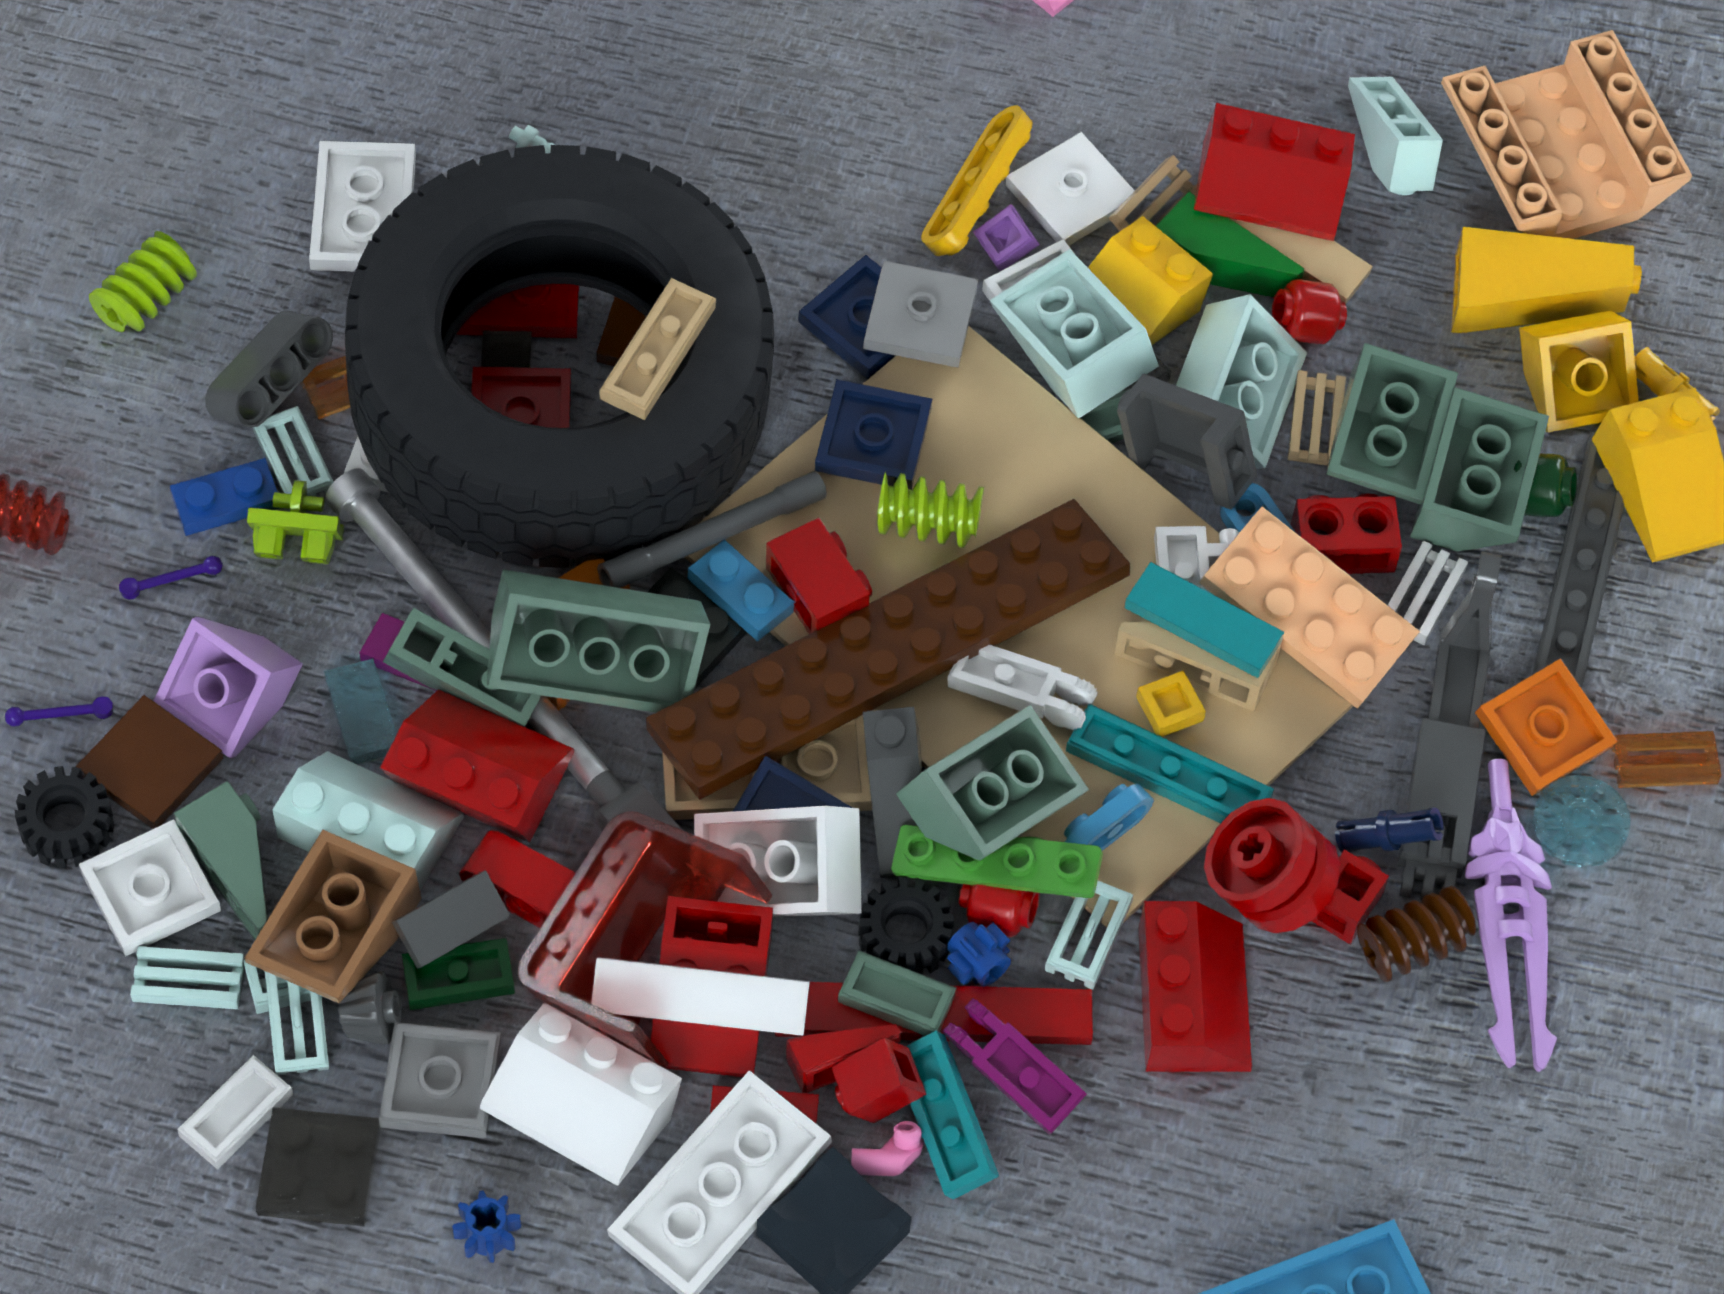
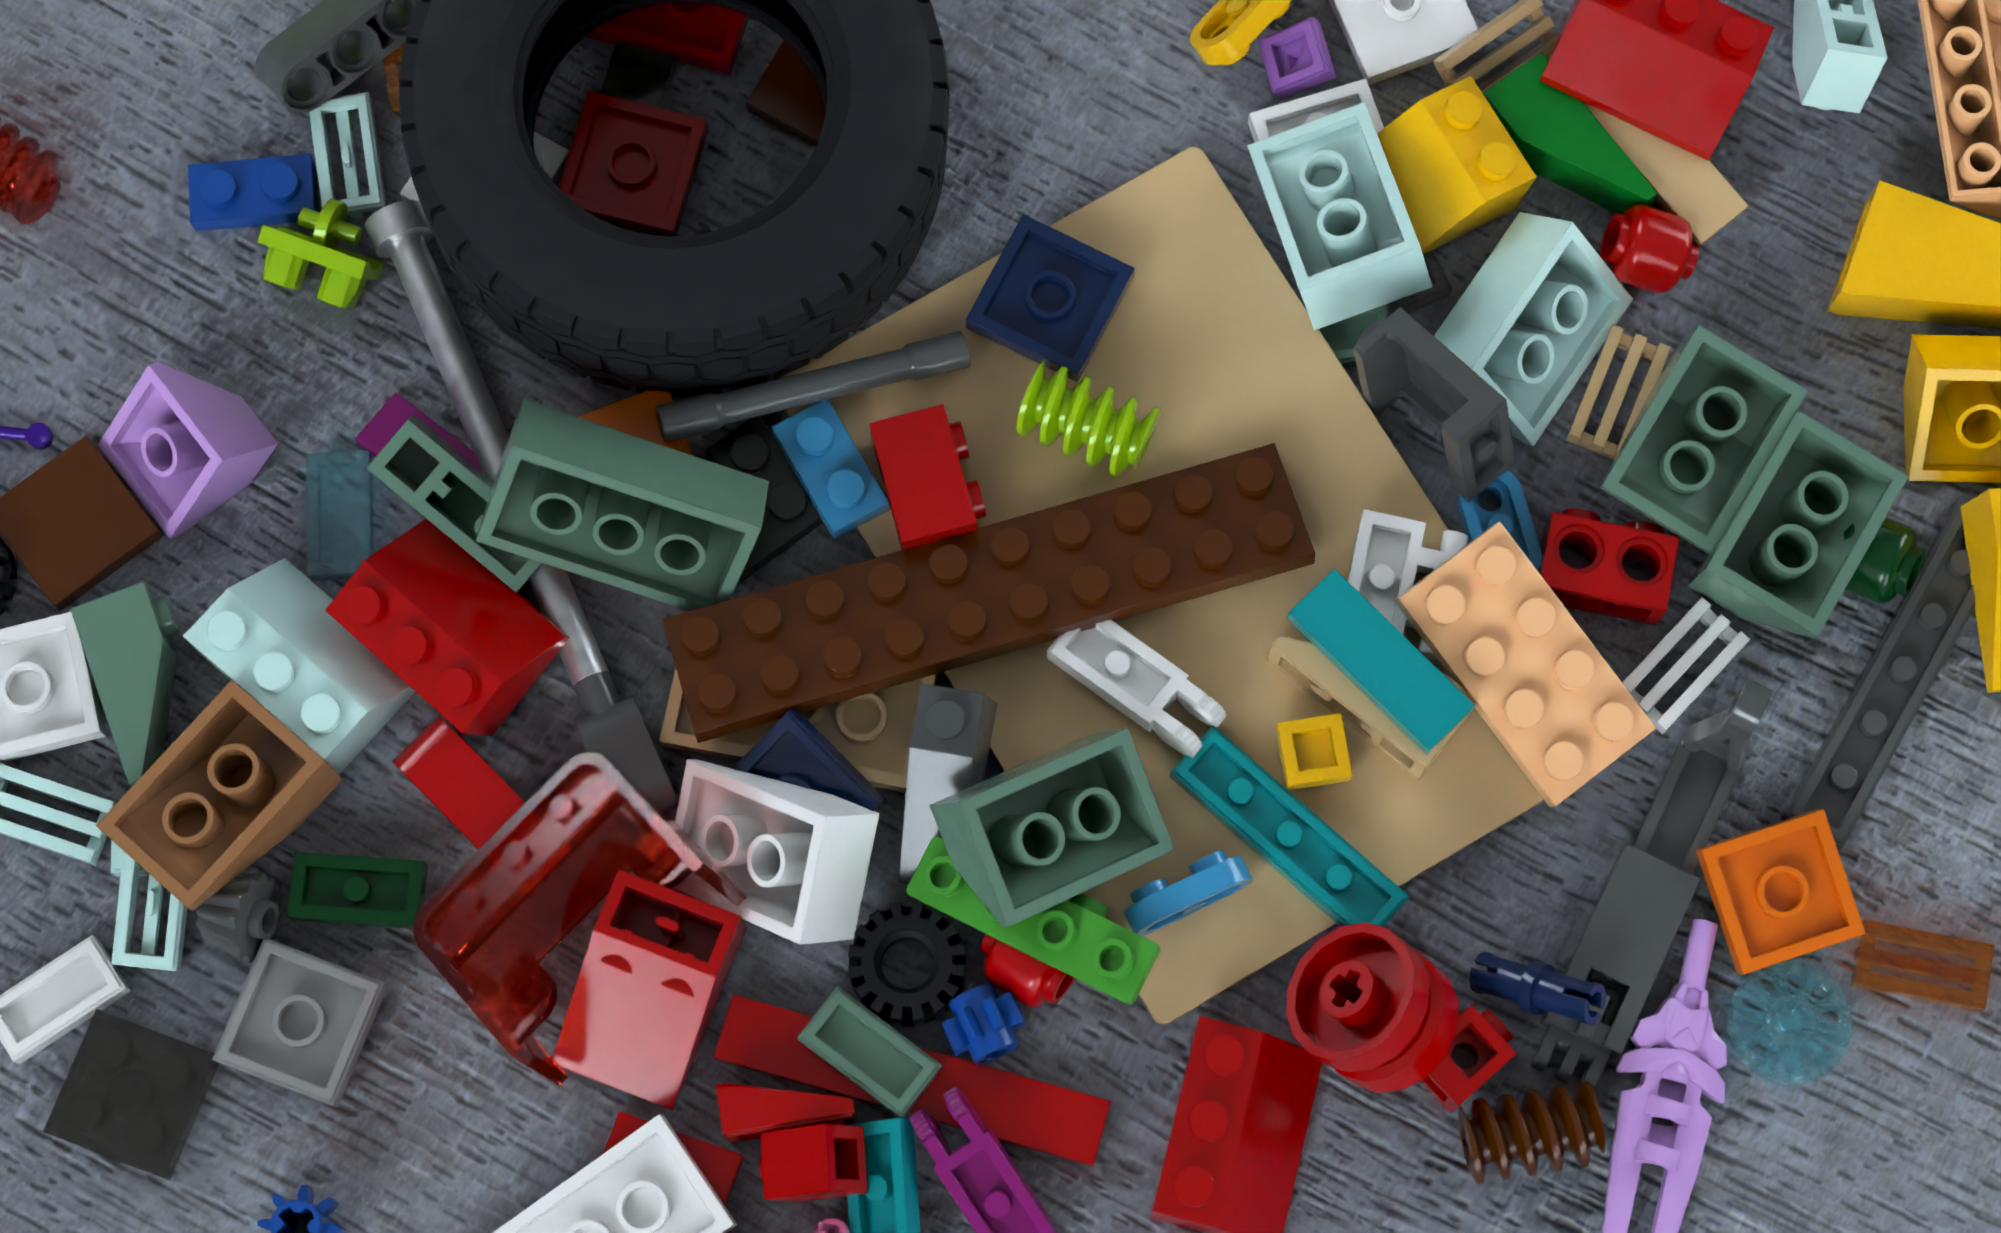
camera: 20 degrees right, 15 degrees up
(131, 588) = (112, 287): dark purple hinge -> none
(451, 919) = (358, 828): dark grey tile -> none
(582, 1094) = (451, 1095): white slope -> none
(657, 349) = (777, 158): tan tile -> none
(700, 996) = (624, 1007): white tile -> none
(842, 315) = (1091, 128): dark blue plate -> none
(920, 314) = (1155, 145): light grey plate -> none
(1073, 968) = (1092, 1072): light aqua tile -> none

